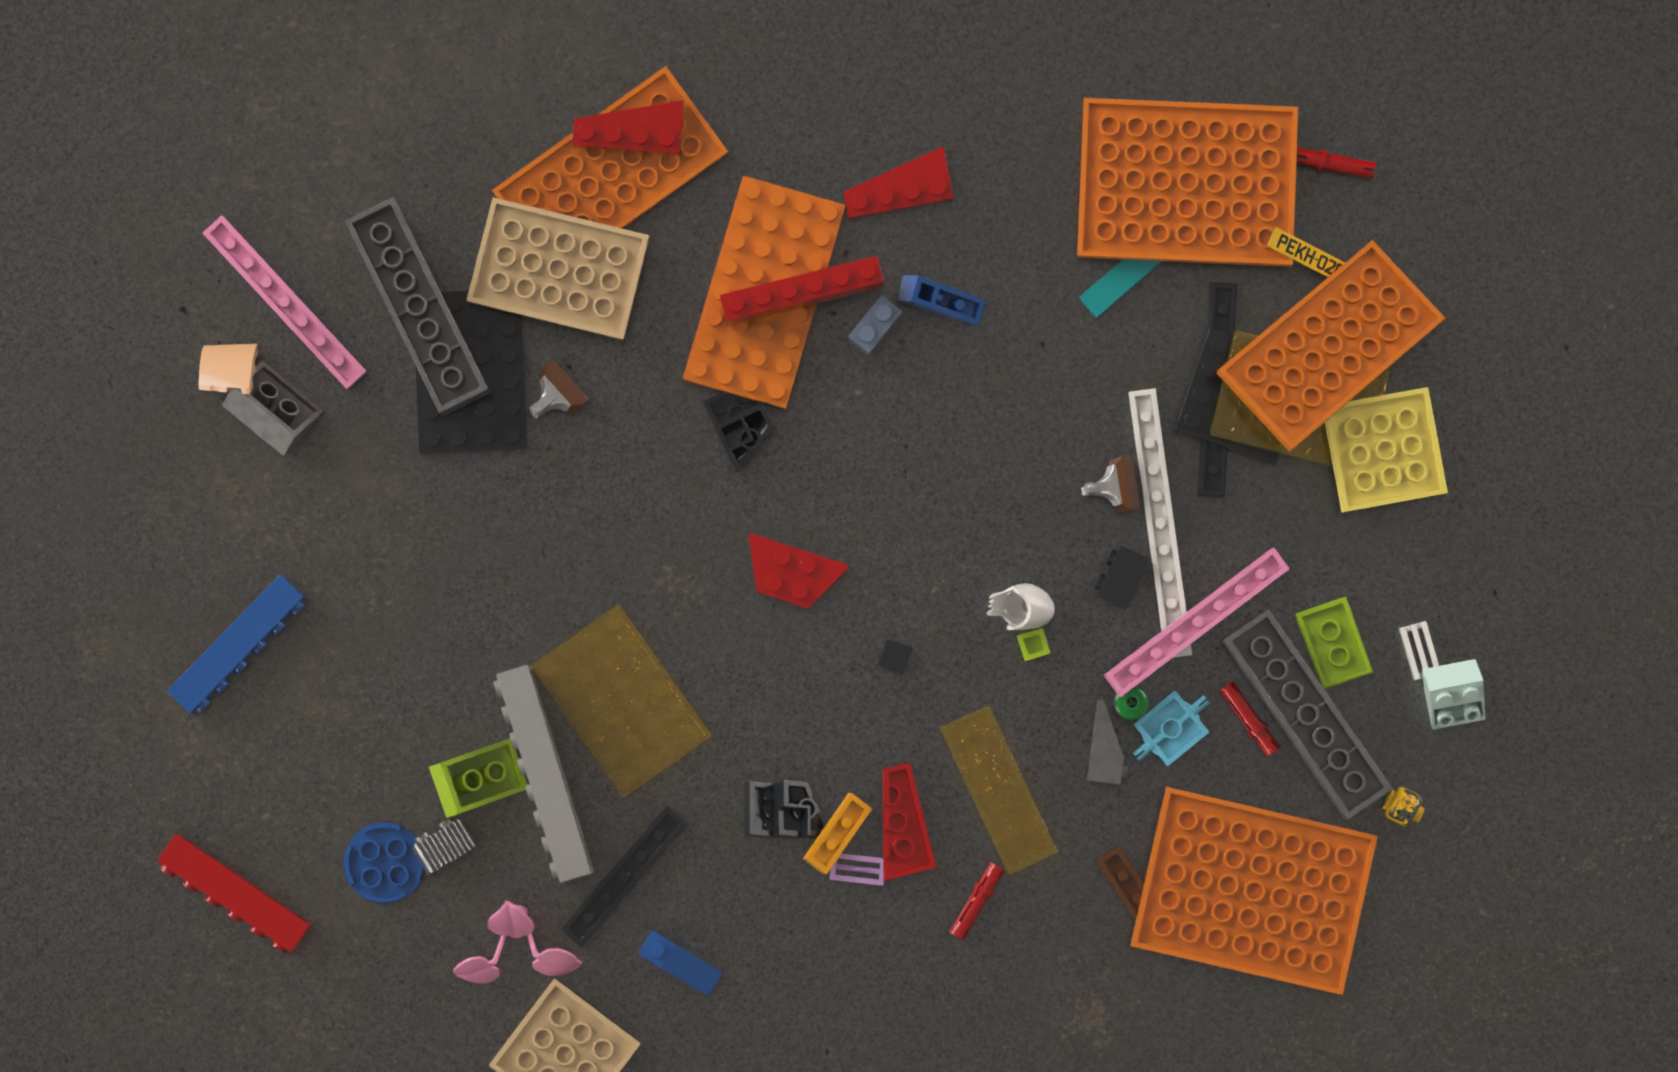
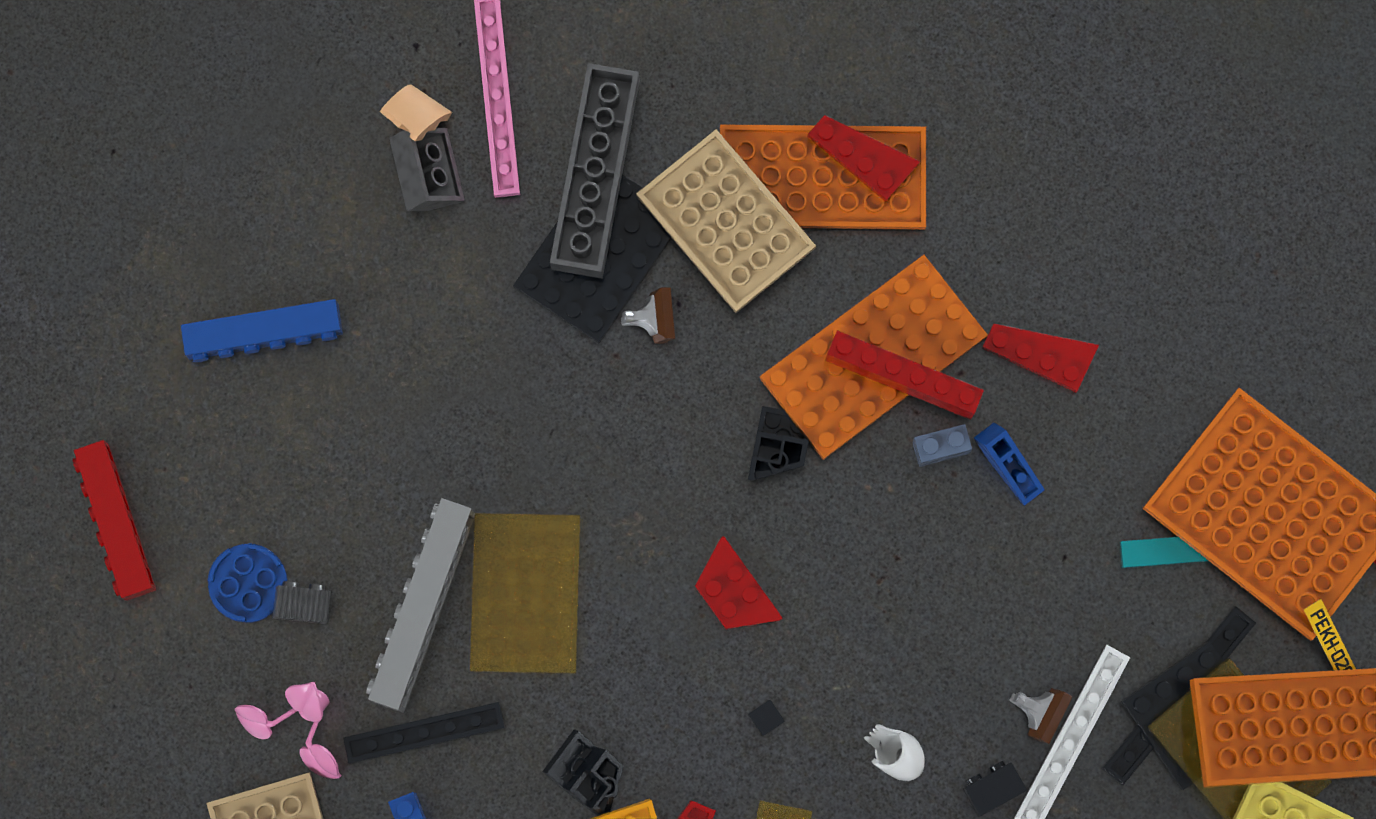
camera: 35 degrees right, 5 degrees down
(478, 778) = (368, 570): lime slope -> none
(1033, 644) = (883, 790): lime plate -> none

